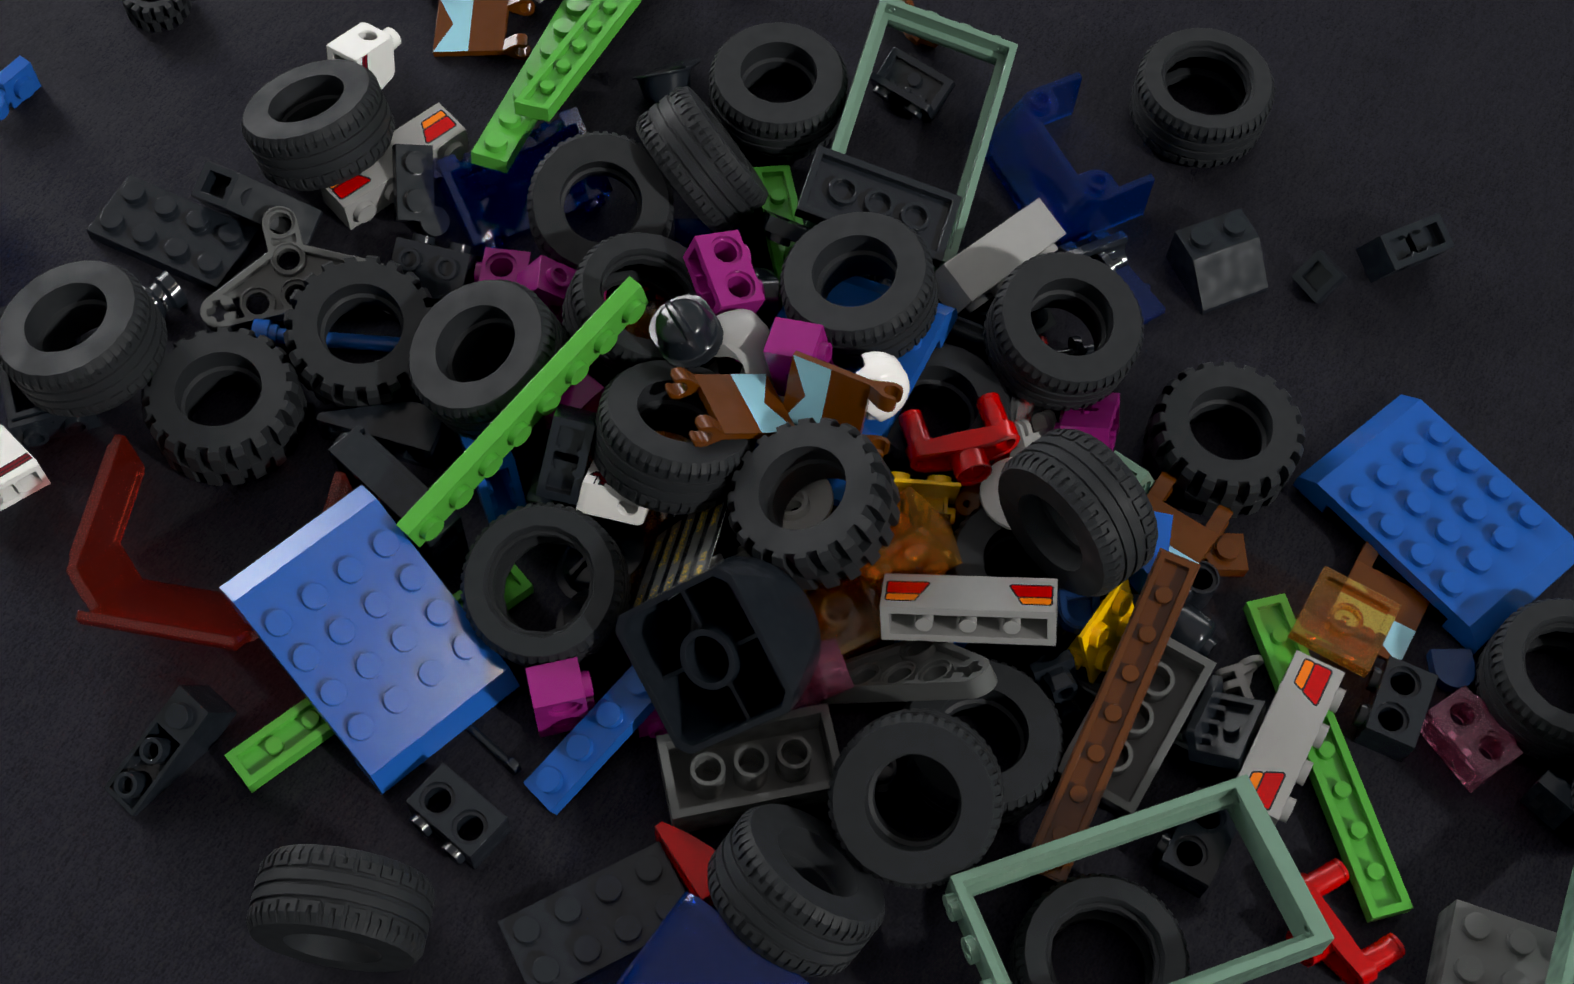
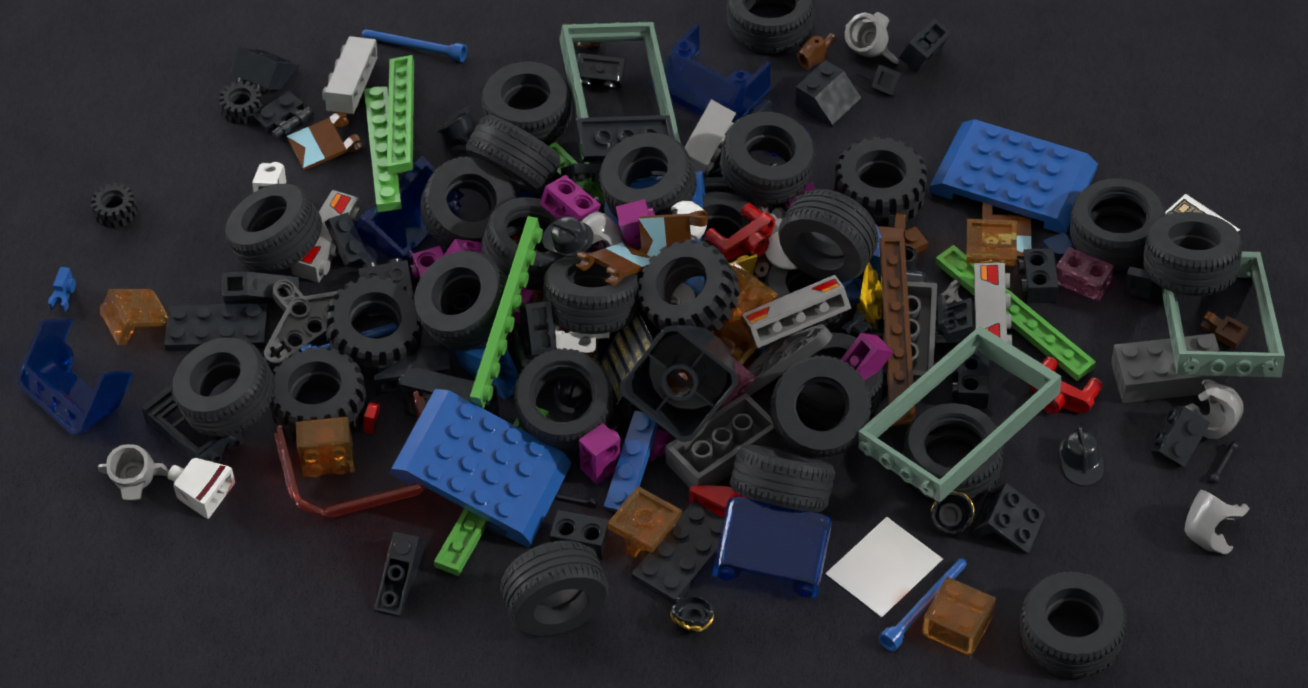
camera: 20 degrees left, 10 degrees down
(78, 160) = (131, 308): none -> clear orange bracket
(182, 493) = (325, 447): none -> clear orange brick
(285, 472) = (370, 418): none -> red tile
(556, 847) = (644, 521): none -> clear orange bracket
(1034, 741) = (867, 355): none -> magenta slope
(1235, 185) = (814, 51): none -> reddish brown piece
(1326, 198) = (868, 36): none -> light grey piece

